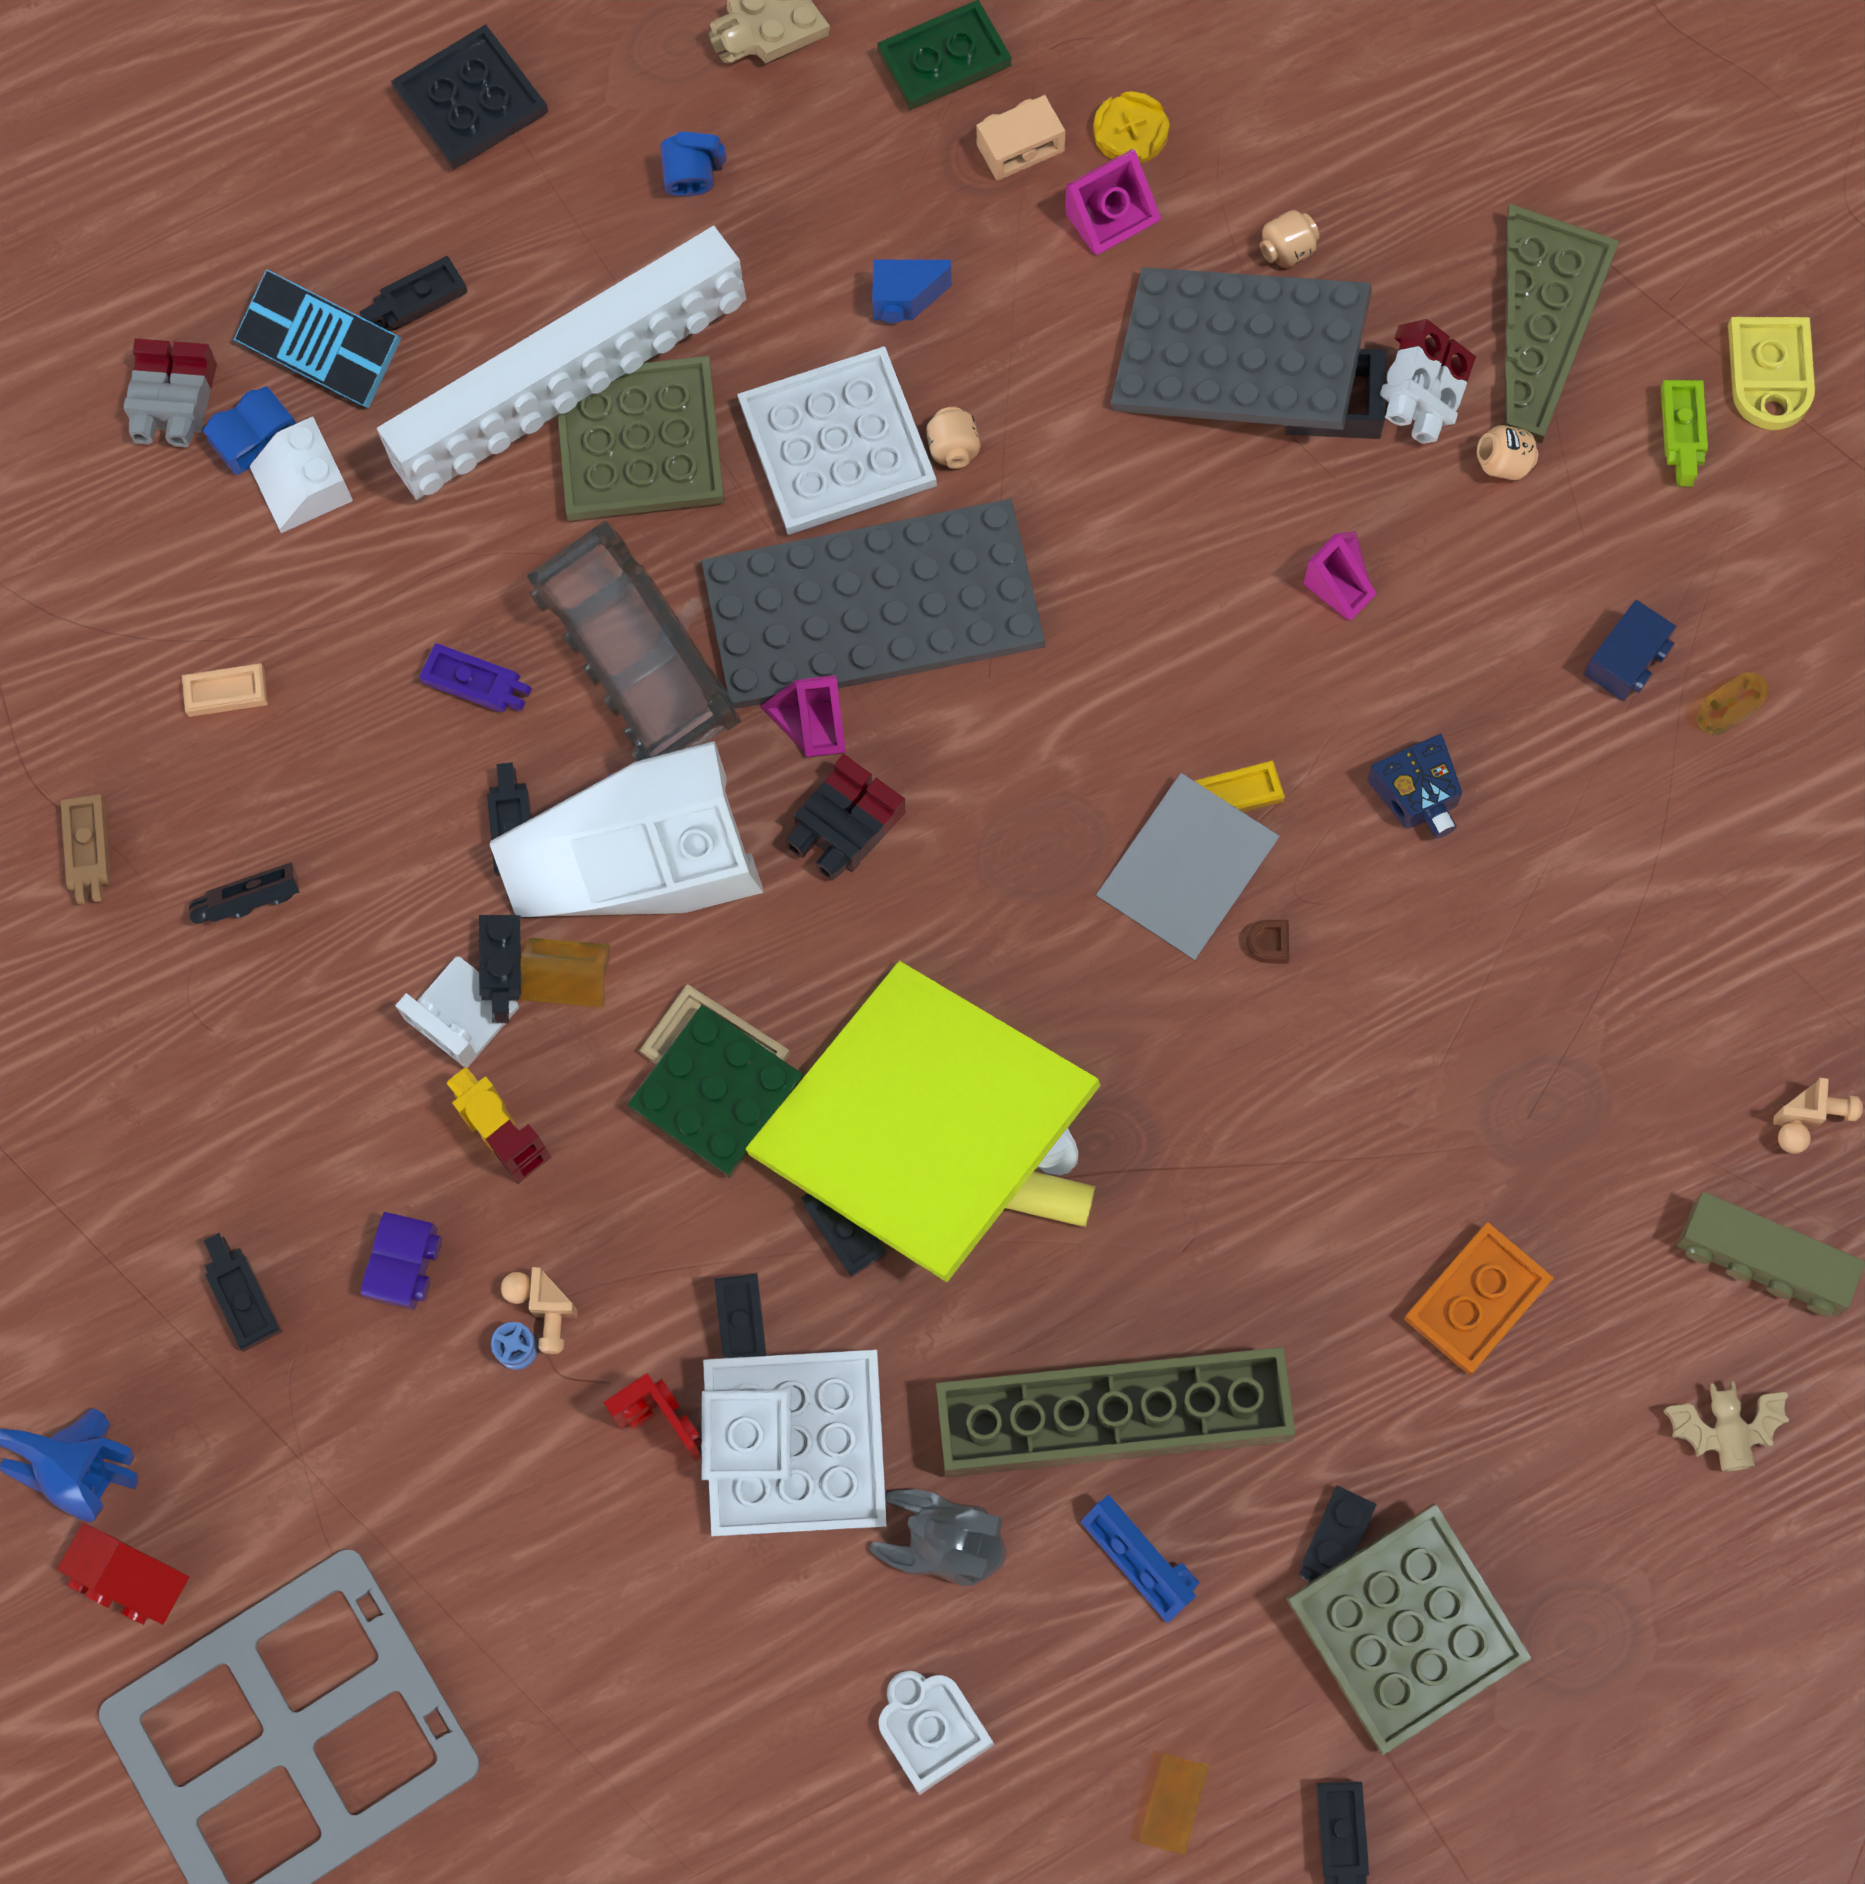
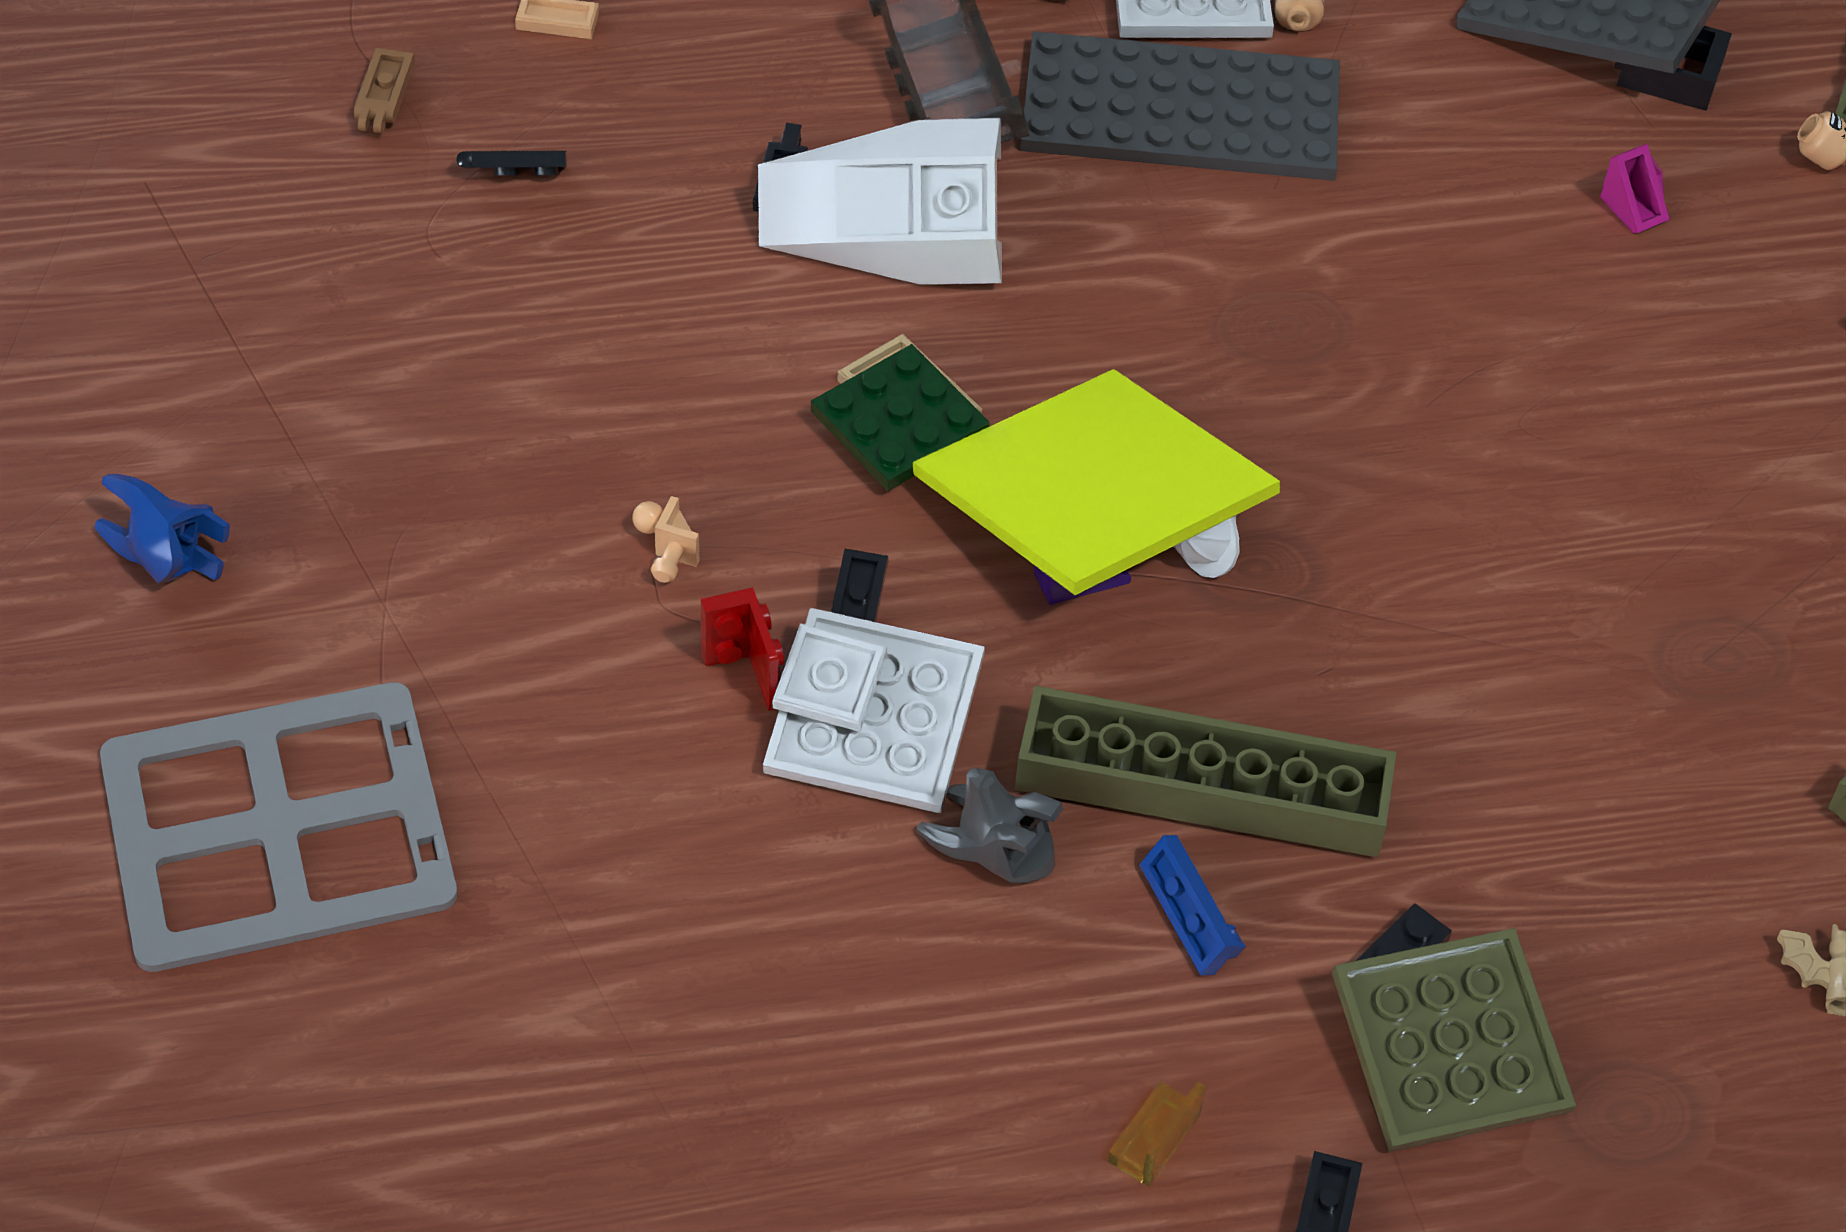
camera: 10 degrees right, 20 degrees down
(117, 1572) = (180, 627): red brick -> none
(239, 1294) = (381, 454): black hinge -> none
(400, 1261) = (545, 467): dark purple brick -> none
(453, 1013) = (675, 298): white bracket -> none
(473, 679) = (789, 62): dark purple hinge -> none
(486, 1112) = (684, 391): hips -> none
(499, 962) = (731, 268): black hinge -> none
(507, 1340) = (628, 563): medium blue wheel -> none
(564, 972) = (787, 296): clear yellow panel -> none
(810, 715) = (1094, 162): dark pink slope -> none
(845, 818) = (1101, 248): black hips -> none
(850, 1243) = (984, 560): black hinge -> none
(930, 1727) = (926, 992): white plate -> none
(1054, 1199) = (1196, 585): light yellow brick -> none
(1188, 866) = (1420, 372): light grey sticker -> none
(1247, 787) = (1489, 330): yellow tile -> none
(1269, 941) = (1482, 452): copper tile -> none
(1419, 785) = (1667, 365): dark blue torso -> none
(1426, 379) = (1762, 64): white hips -> none
(1478, 1298) = (1609, 788): orange plate -> none

